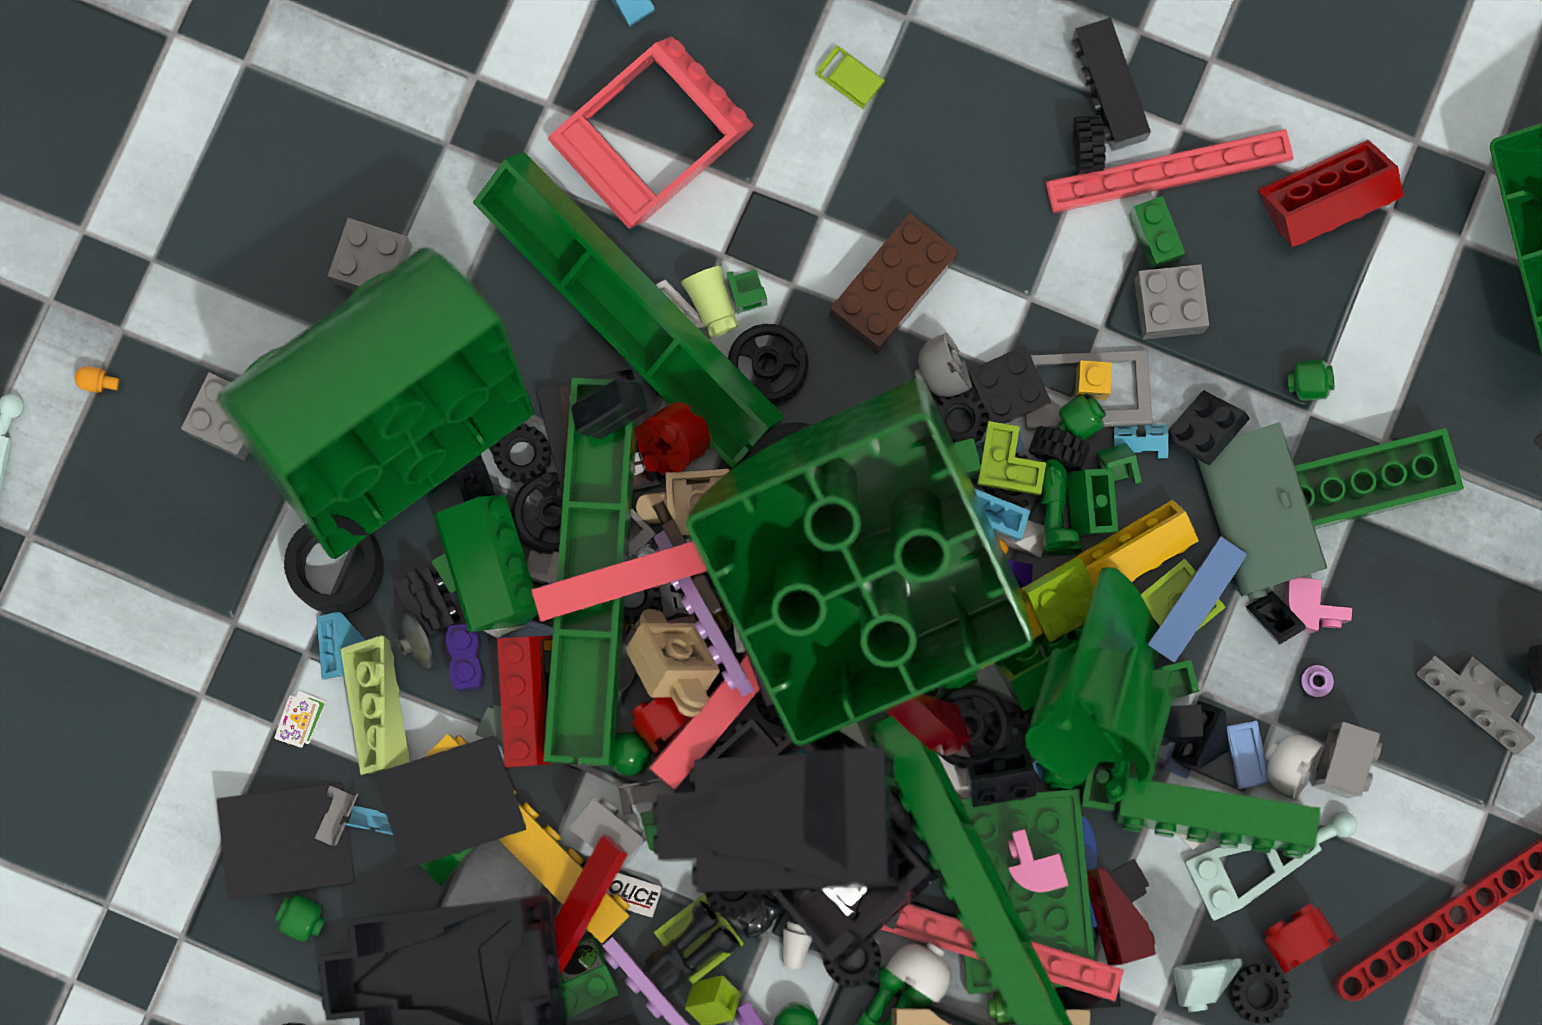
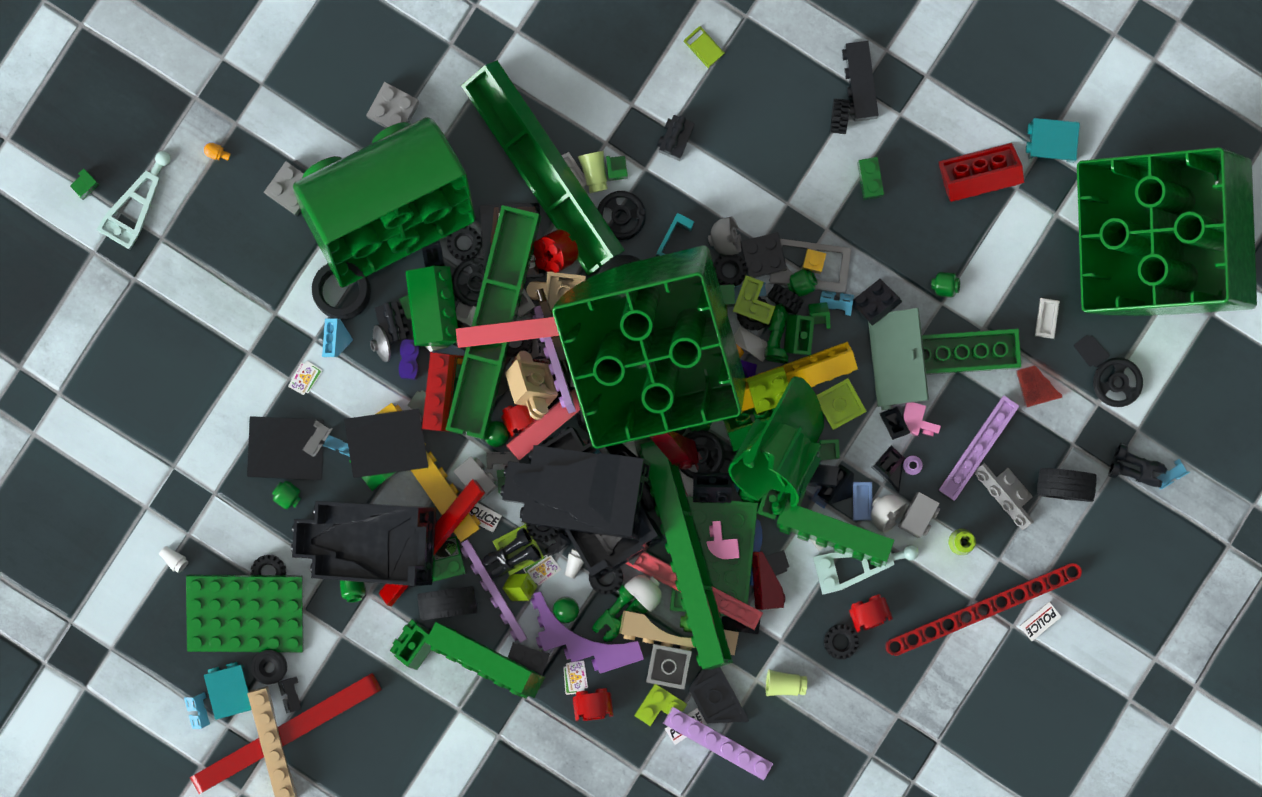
camera: 10 degrees right, 5 degrees up
(375, 705) = (351, 378): yellowish green wedge -> none
(603, 166) = (545, 78): coral window -> none
(609, 408) = (520, 228): black brick -> none
(745, 964) = (542, 569): none -> sticker
(833, 224) = (676, 137): none -> black brick
(866, 355) = (680, 221): none -> teal panel
(893, 283) = (705, 180): reddish brown brick -> none
(1004, 516) = (743, 333): medium azure slope -> none
(1169, 171) = (886, 140): coral tile -> none
(1171, 302) = (871, 222): light grey brick -> none
(1197, 599) = (849, 403): medium blue slope -> none
(1203, 982) = (809, 629): light aqua wedge -> none
(1280, 691) = (890, 467): none -> black slope
(1415, 795) = (955, 543): none -> lime plant
(1418, 634) = (978, 448): none -> lavender plate
(1434, 120) = (1053, 139): none -> teal panel
(1483, 405) = (1047, 318): none -> white tile
(1489, 518) = (1035, 387): none -> clear red wing

